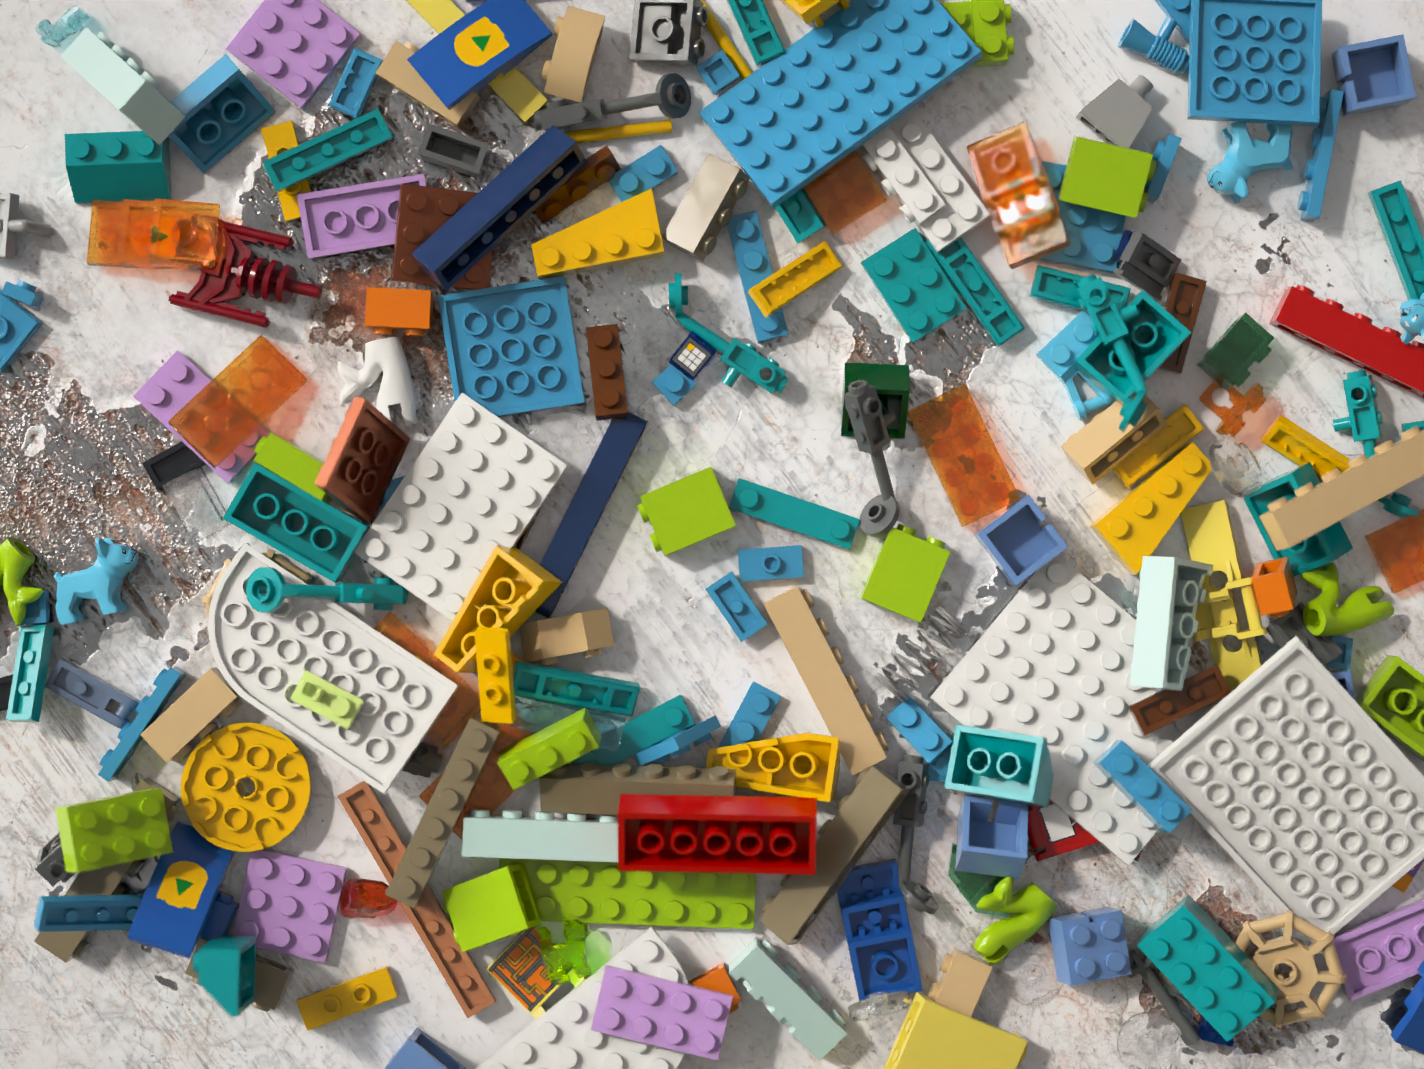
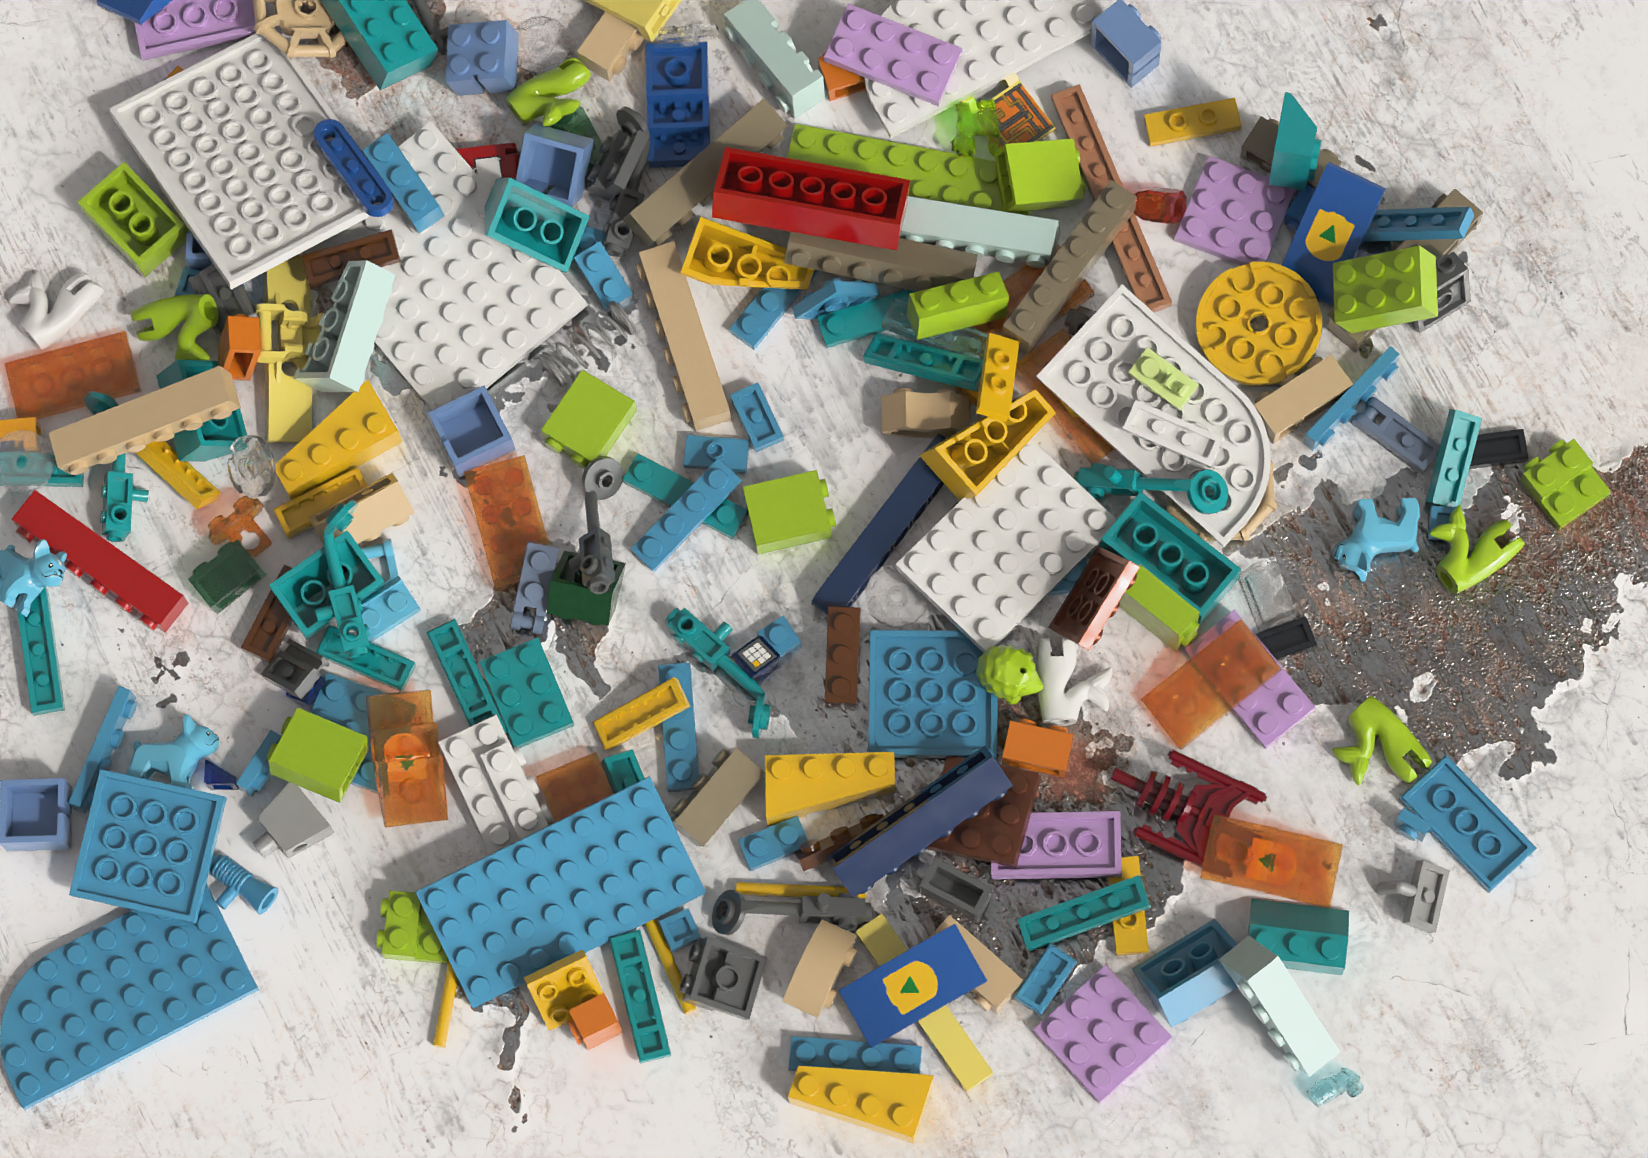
camera: 170 degrees left, 15 degrees down
(50, 378) = (1396, 739): none -> lime piece
(308, 643) = (1173, 433): none -> white plate
(437, 374) = (1008, 673): none -> lime animal
(787, 491) = (686, 514): none -> dark azure plate
(925, 391) = (534, 586): none -> sand blue plate
(927, 851) = (616, 164): none -> dark grey plate
(1197, 791) = (353, 168): none -> blue plate
(1200, 147) = (218, 778): none -> clear blue slope

